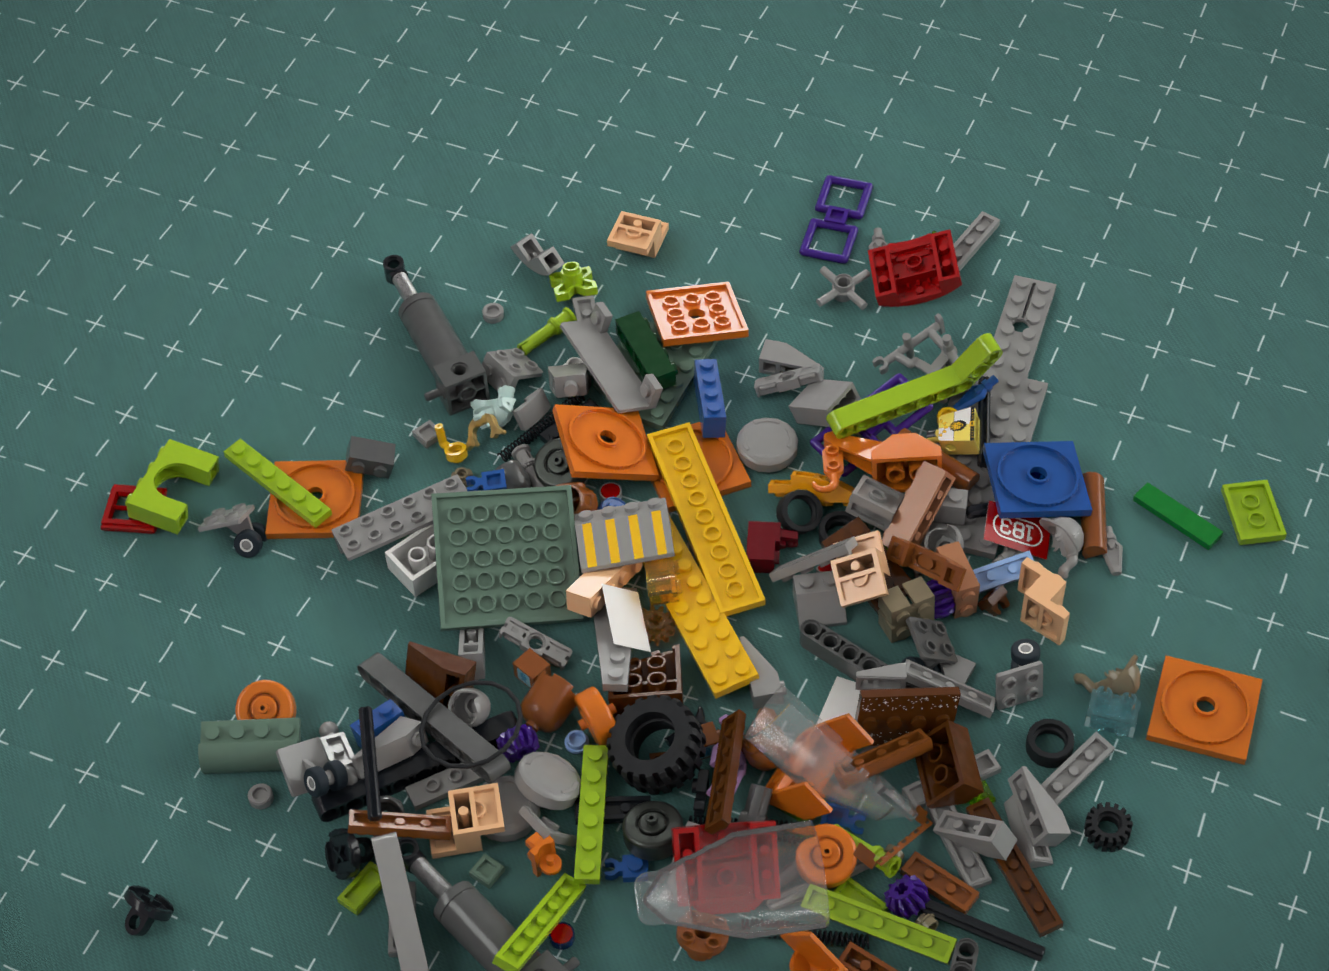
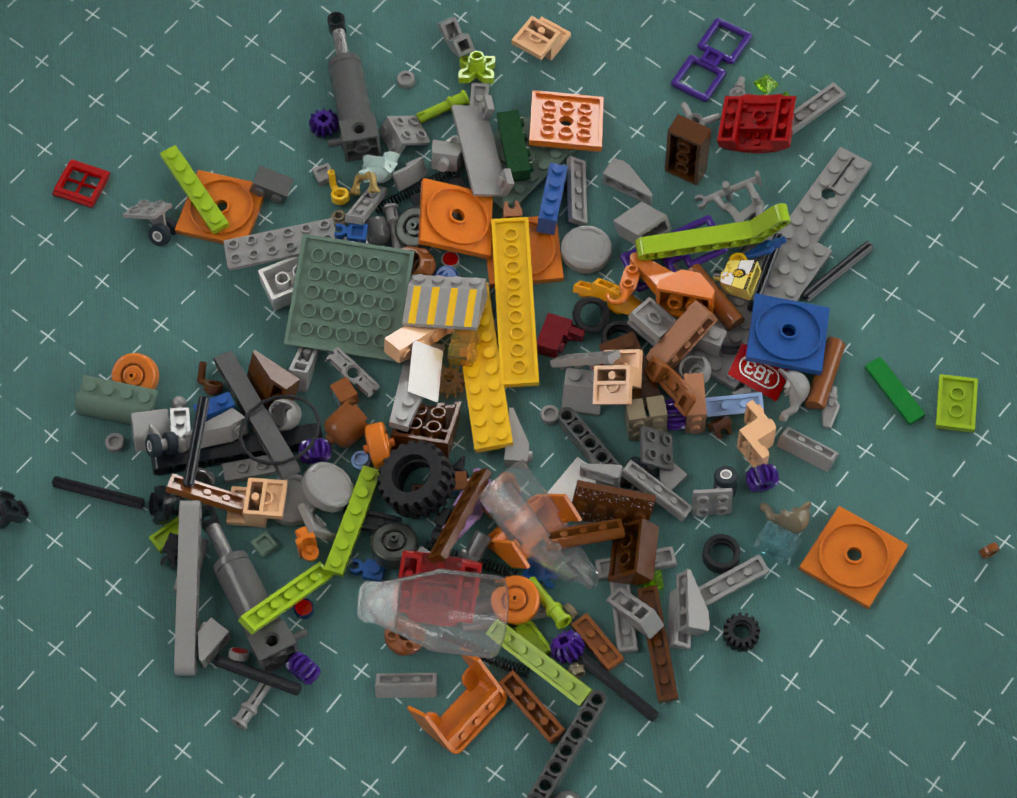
camera: 15 degrees right, 10 degrees up
(172, 461) = (118, 152): lime arch -> none
(256, 860) = (98, 492): none -> black axle
(360, 699) = (211, 387): none -> reddish brown plate
(372, 903) = (171, 549): none -> black plate
(411, 378) = (324, 123): none -> dark purple gear
(492, 453) = (365, 206): none -> light grey tile
(671, 421) = (512, 213): none -> nougat tile
(734, 386) = (576, 191): none -> light grey plate
(787, 636) = (549, 415): none -> light grey tile
(788, 380) = (621, 198): light grey piece -> none
(850, 309) = (687, 149): none -> reddish brown brick
(867, 856) = (540, 610): dark orange piece -> none
(906, 230) = (766, 83): none -> clear neon green slope
(1062, 403) = (837, 271): none -> black axle
(1066, 644) = (762, 478): none -> dark purple gear
(1103, 603) = (807, 449): none -> light grey slope

